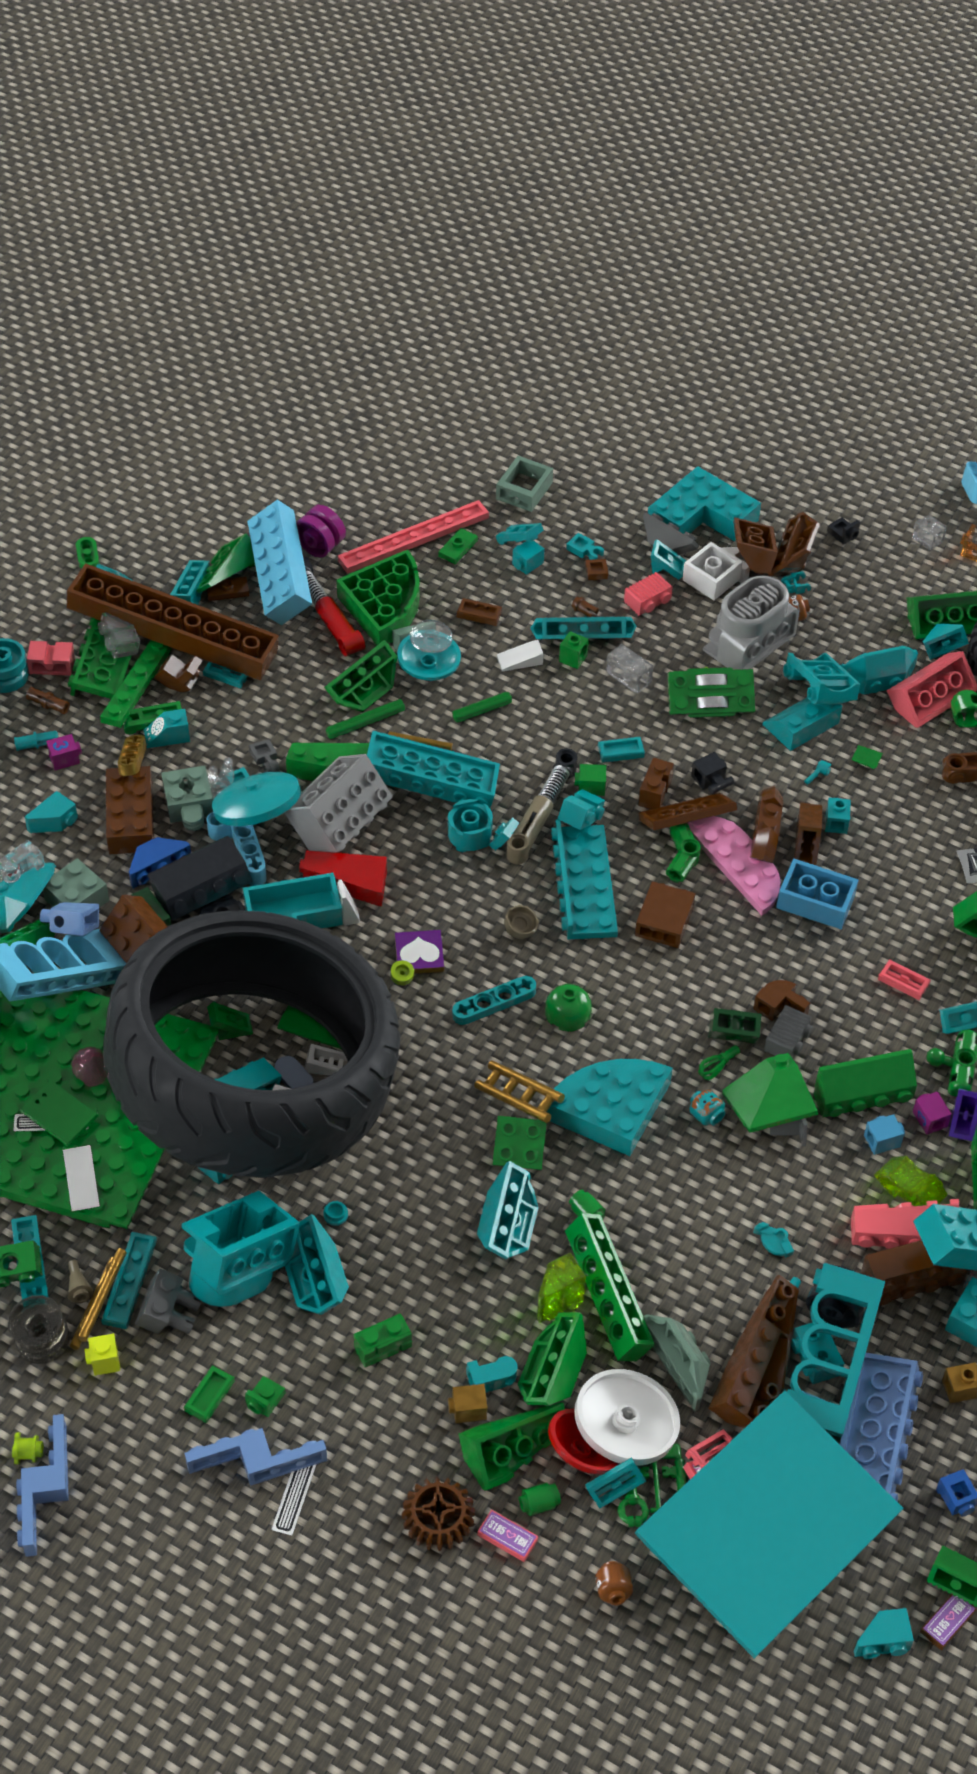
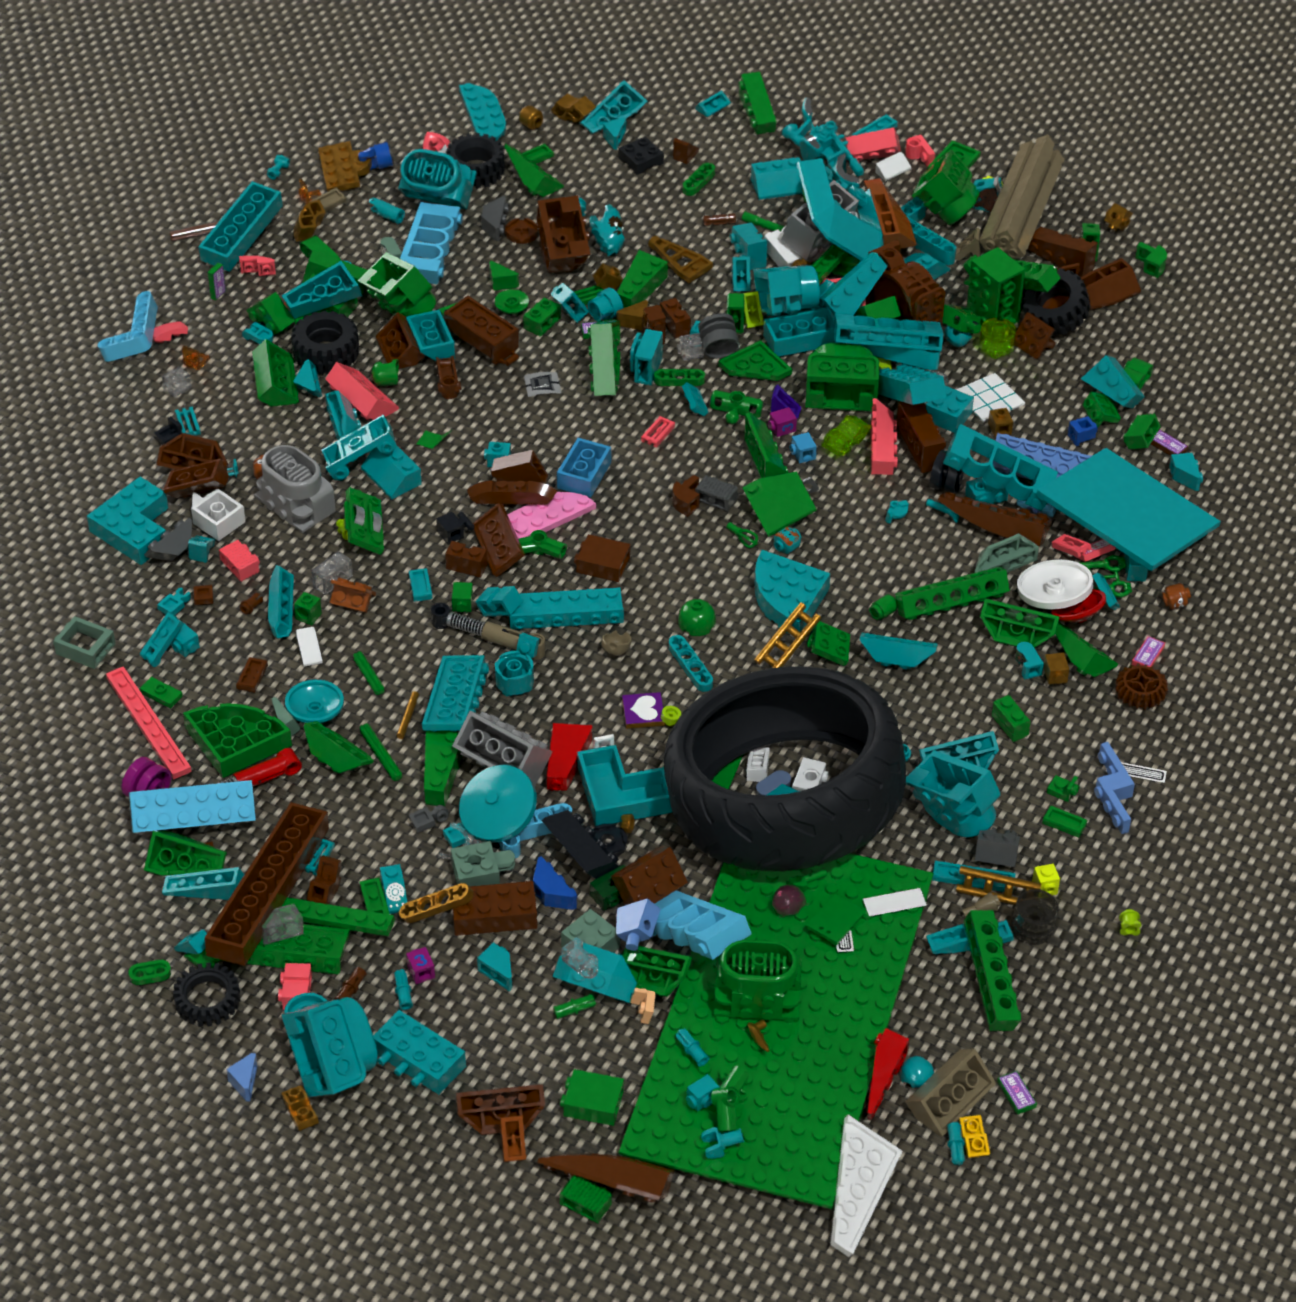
camera: 90 degrees left, 5 degrees down
(42, 579) = (206, 1014): none -> black tyre
(43, 1485) = (1157, 908): medium blue bracket -> none
(431, 636) = (301, 691): clear dish -> none
(539, 1498) = (1120, 634): green brick -> none
(561, 1288) = (959, 617): clear neon green slope -> none
(599, 686) = (351, 595): none -> dark orange bracket
(734, 1025) = (715, 518): dark green brick -> none
(822, 767) = (445, 464): teal hand -> none
(867, 547) = (185, 413): none -> teal tile

